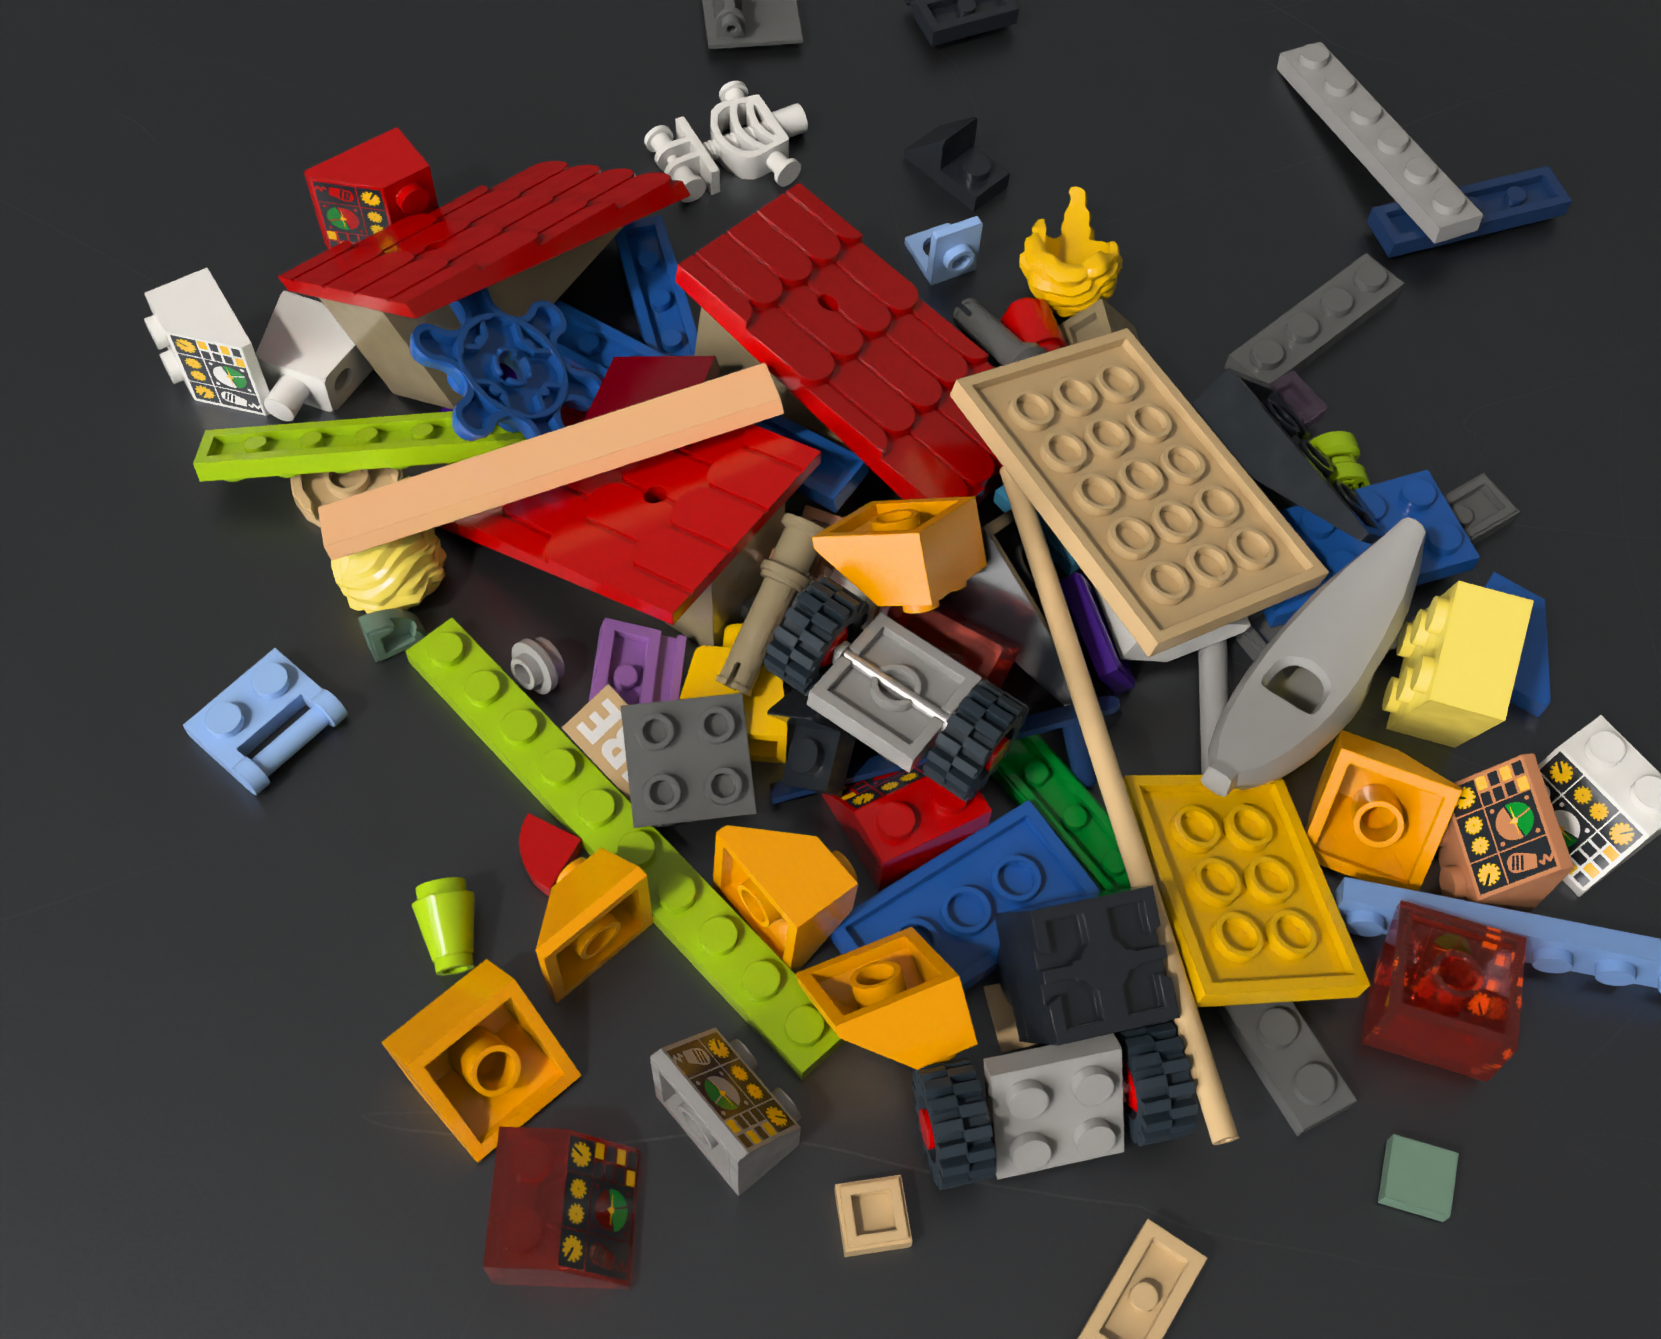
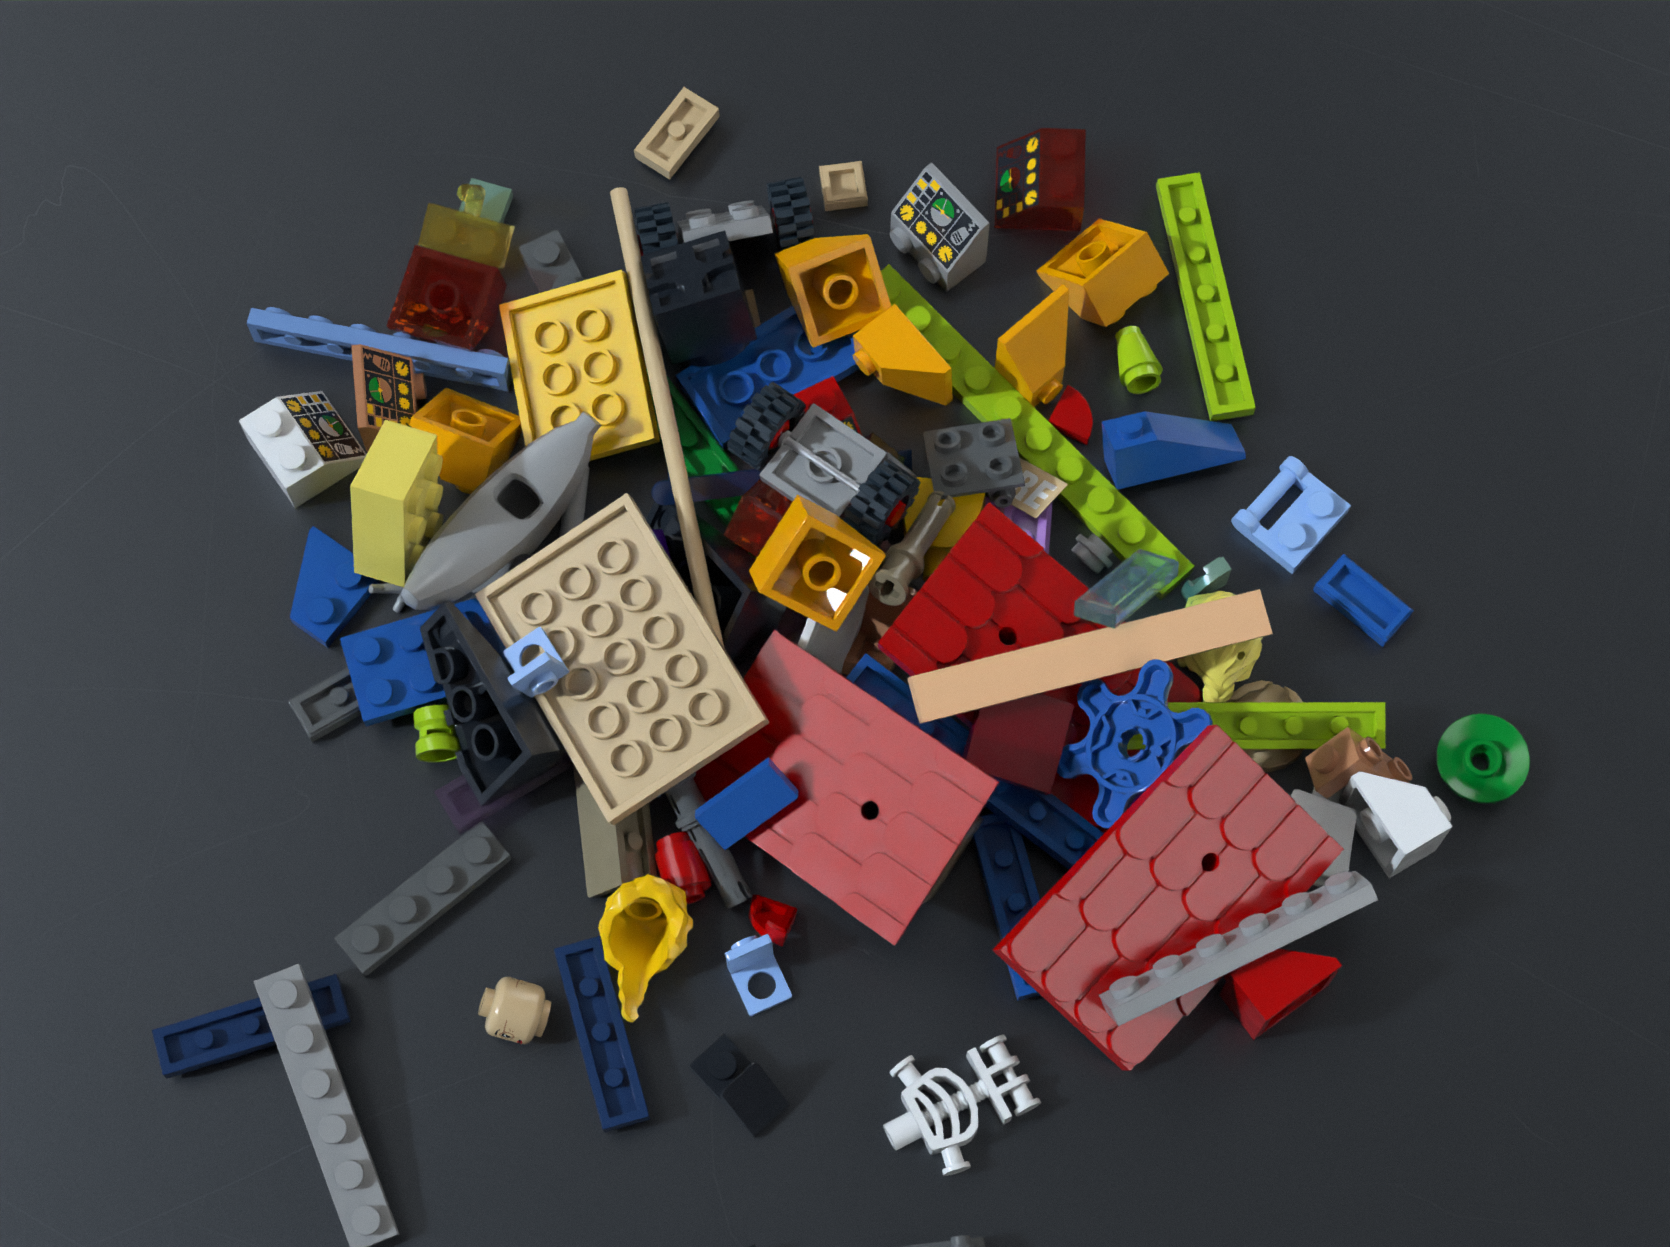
camera: 175 degrees left, 10 degrees up
(89, 429) = (1493, 741): none -> green dish
(194, 619) = (1363, 600): none -> blue tile
(243, 395) = (1347, 755): none -> nougat bracket
(333, 1034) = (1205, 297): none -> lime plate
(411, 793) = (1161, 446): none -> blue slope
(412, 191) = (1223, 953): none -> light grey plate
(497, 562) = (1126, 588): none -> clear light blue tile
(933, 287) = (772, 918): none -> red tile
(969, 341) = (746, 803): none -> blue tile
(1116, 217) = (601, 1034): none -> dark blue plate
(1198, 212) = (515, 1010): none -> tan head
(1230, 461) = (541, 672): none -> light blue bracket
(1439, 1120) = (465, 231): none -> clear yellow plate

